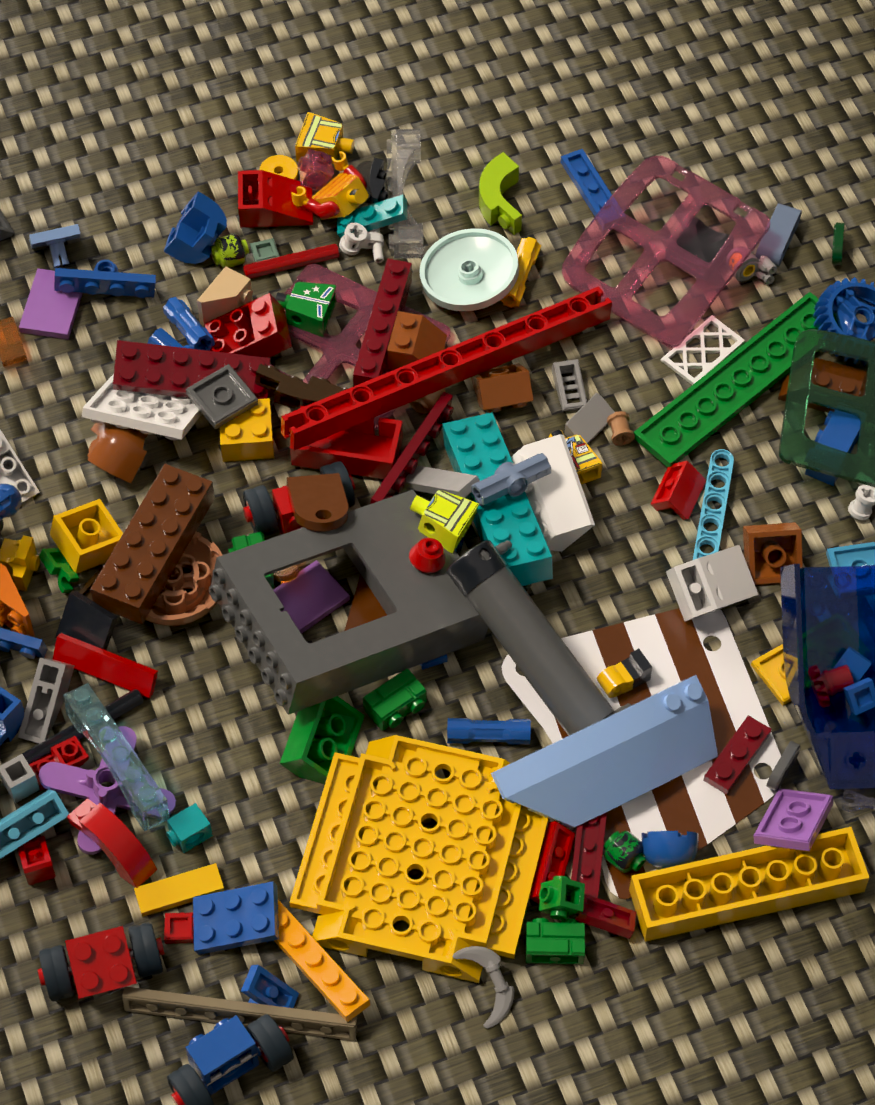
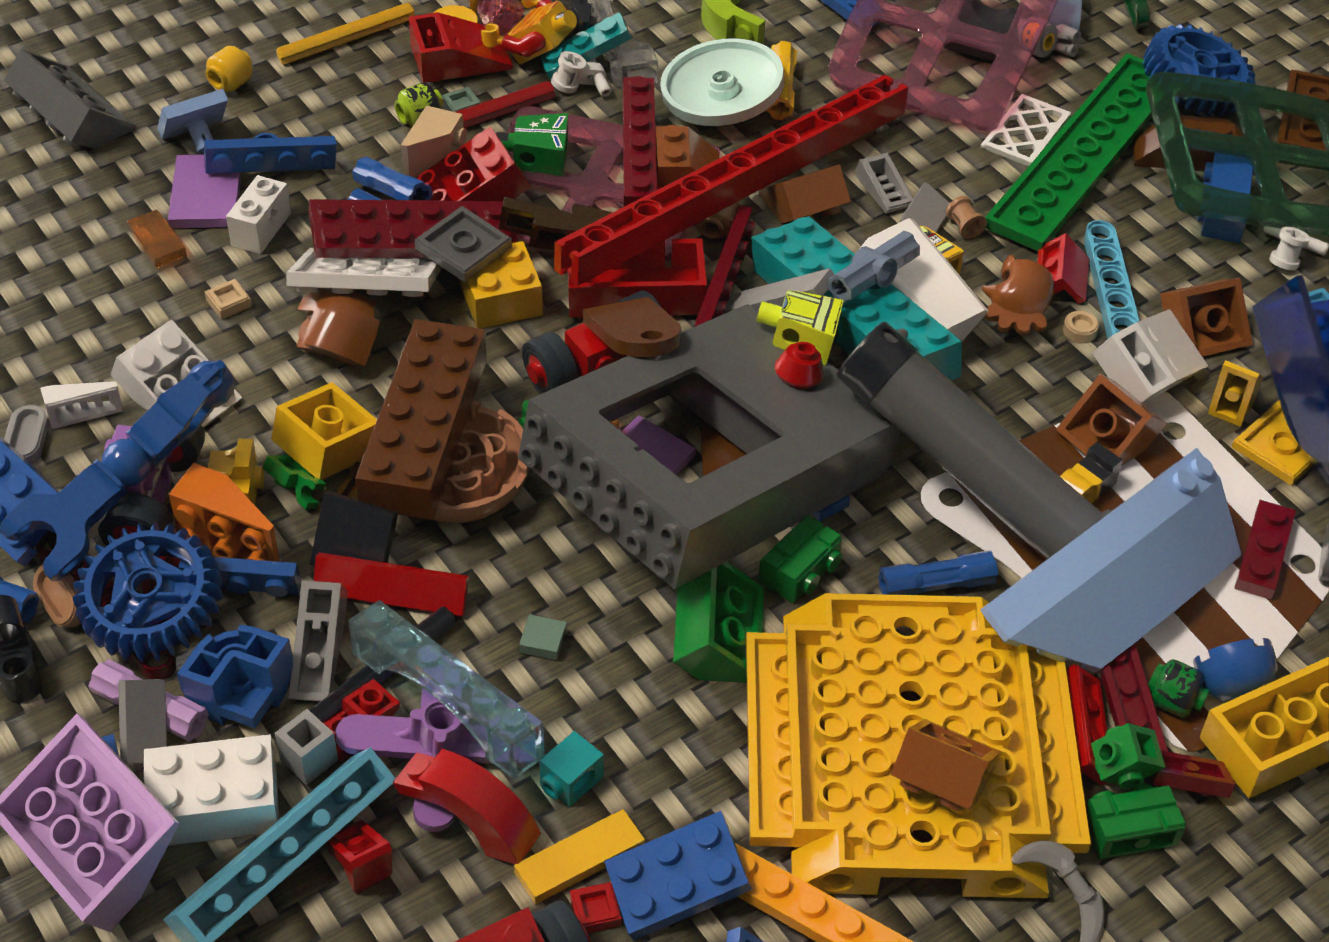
camera: 15 degrees left, 10 degrees down
(48, 404) = (228, 299): none -> tan tile
(85, 335) = (258, 214): none -> white brick
(93, 193) = (229, 68): none -> yellow head
(192, 169) = (344, 33): none -> yellow axle
(196, 230) = (372, 86): blue brick -> none
(199, 724) = (542, 637): none -> sand green tile
(429, 880) = (944, 764): none -> dark orange slope
(632, 512) = (1021, 297): none -> dark orange piece
(661, 631) = (1111, 418): none -> dark orange slope
(675, 541) = (1080, 327): none -> tan tile
(764, 622) = (1234, 393): none -> yellow slope

